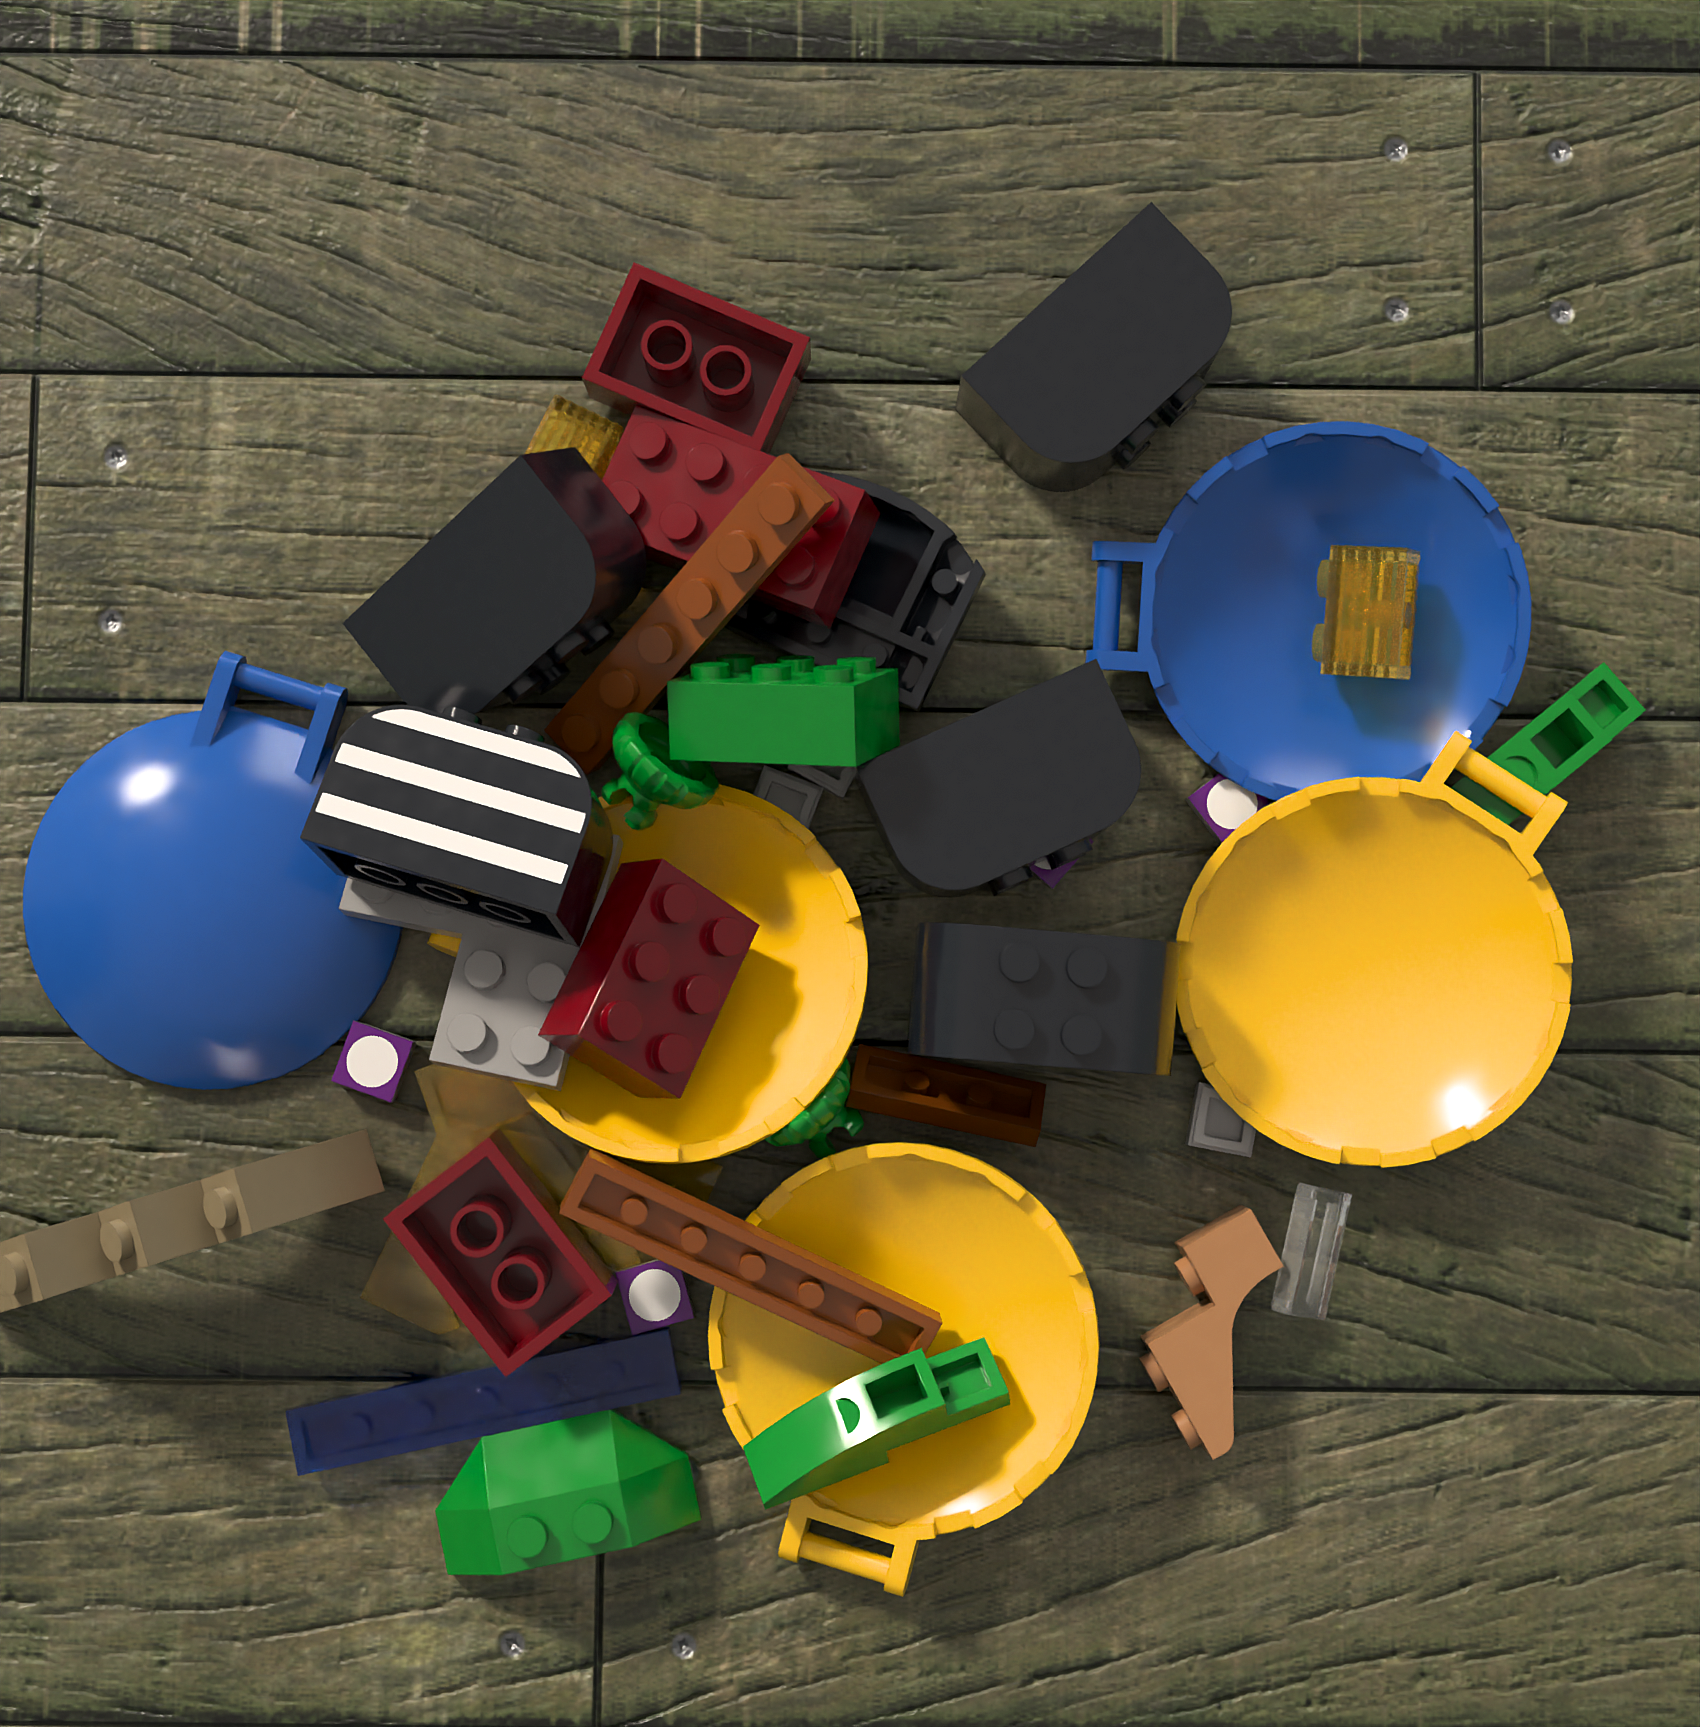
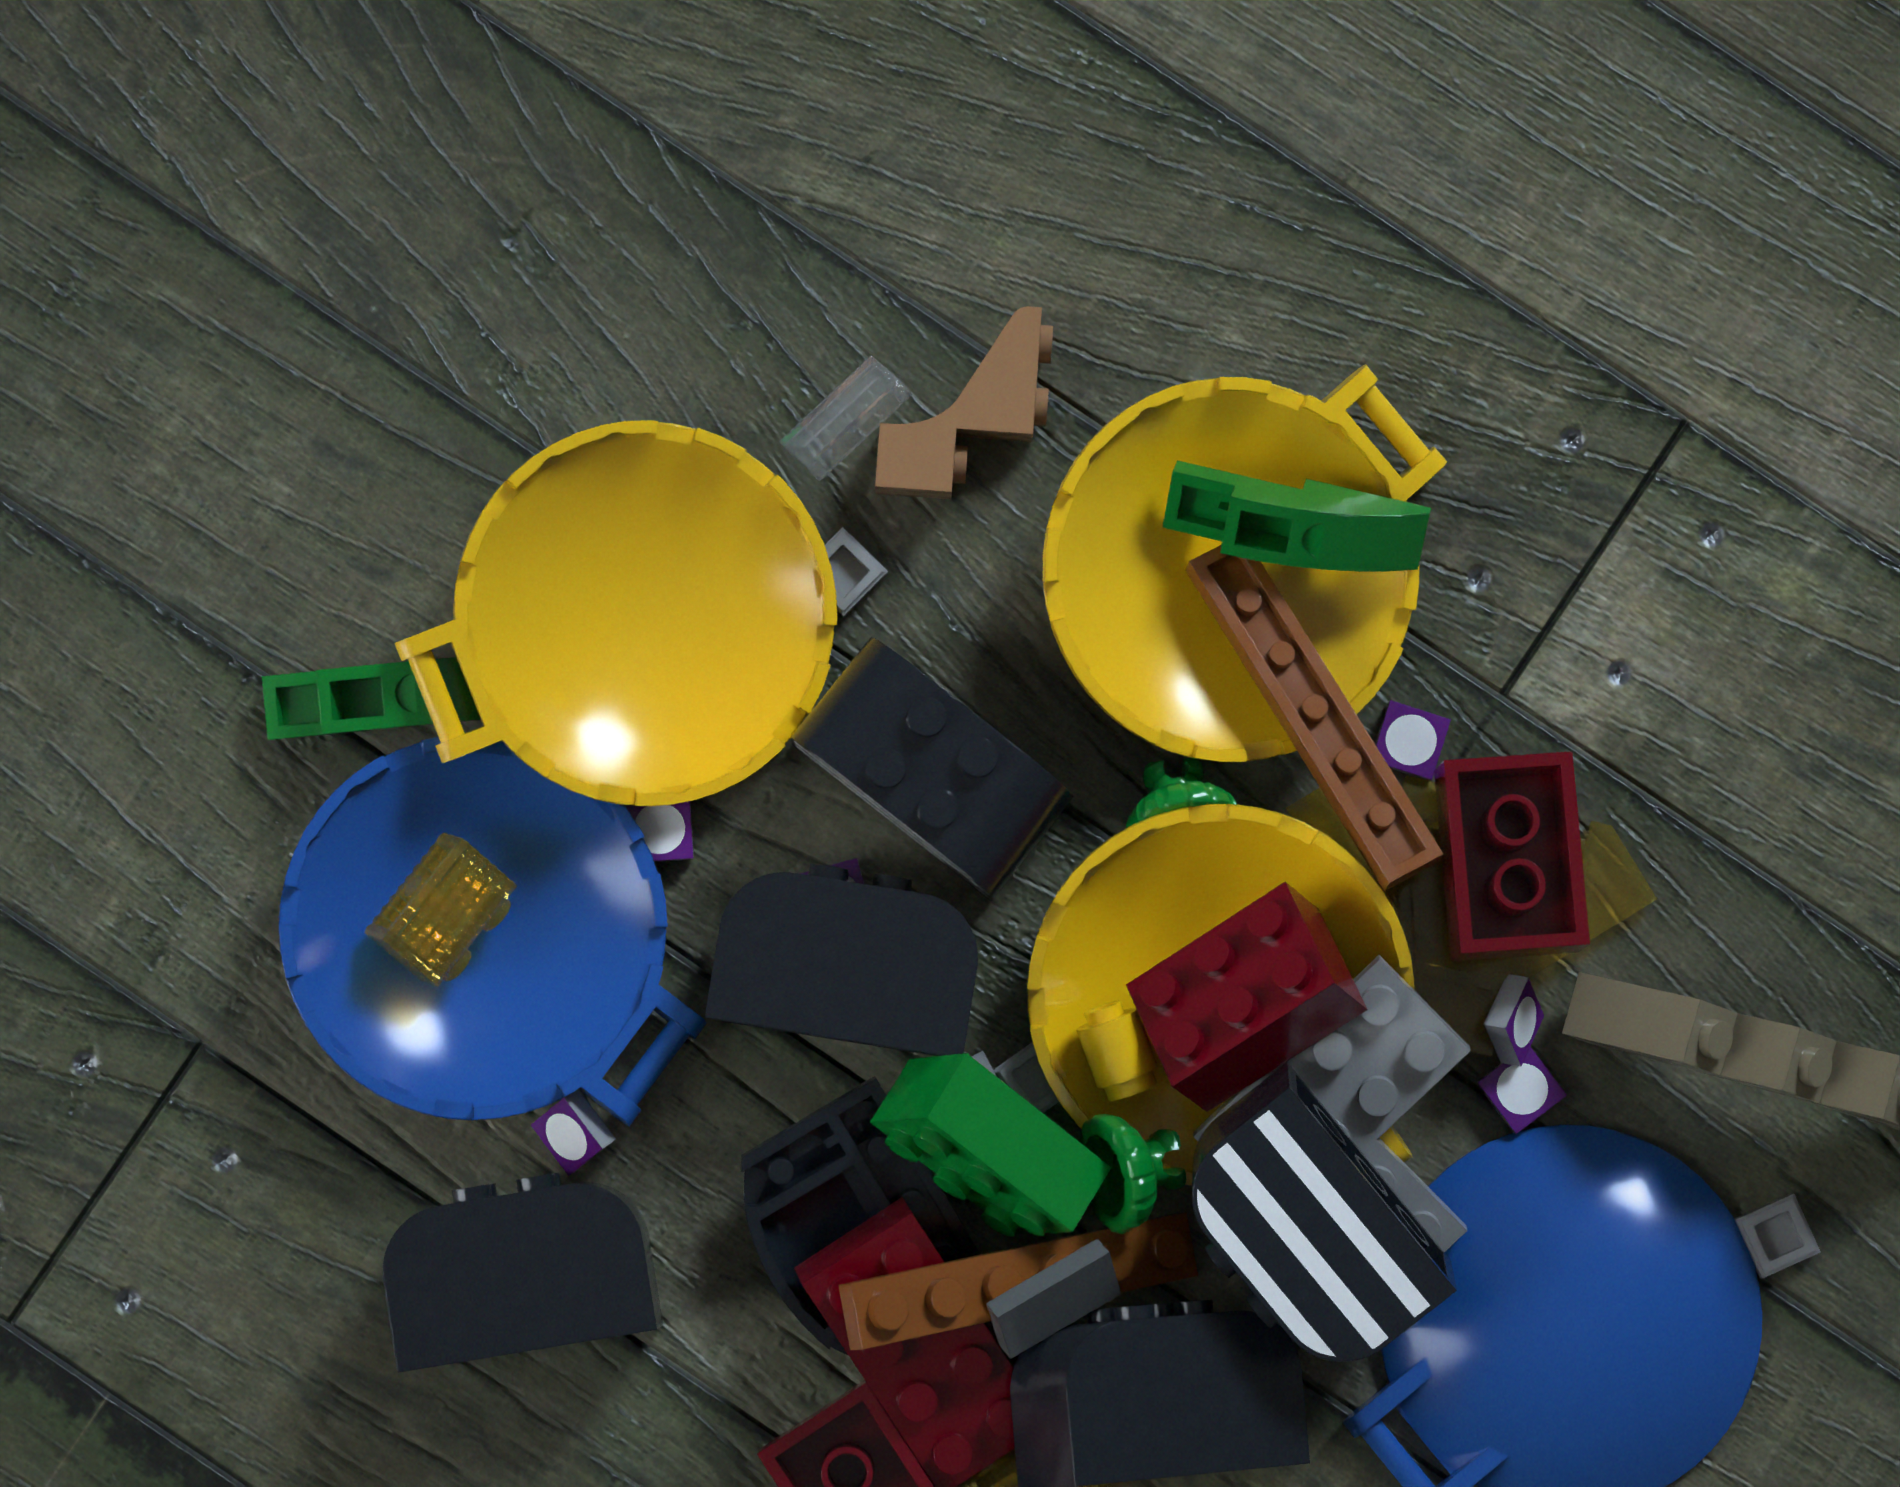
camera: 150 degrees left, 0 degrees up
(81, 1080) = (1777, 1235): none -> light grey tile
(414, 1114) = (1514, 1019): none -> tile
(483, 1401) = (1608, 746): clear blue plate -> none
(563, 1495) = (1591, 628): green wedge -> none
(646, 616) = (1053, 1298): none -> dark grey tile
(729, 866) = (1118, 1050): none -> yellow brick
(947, 1095) = (1061, 743): reddish brown plate -> none
(1134, 509) = (573, 1132): none -> tile

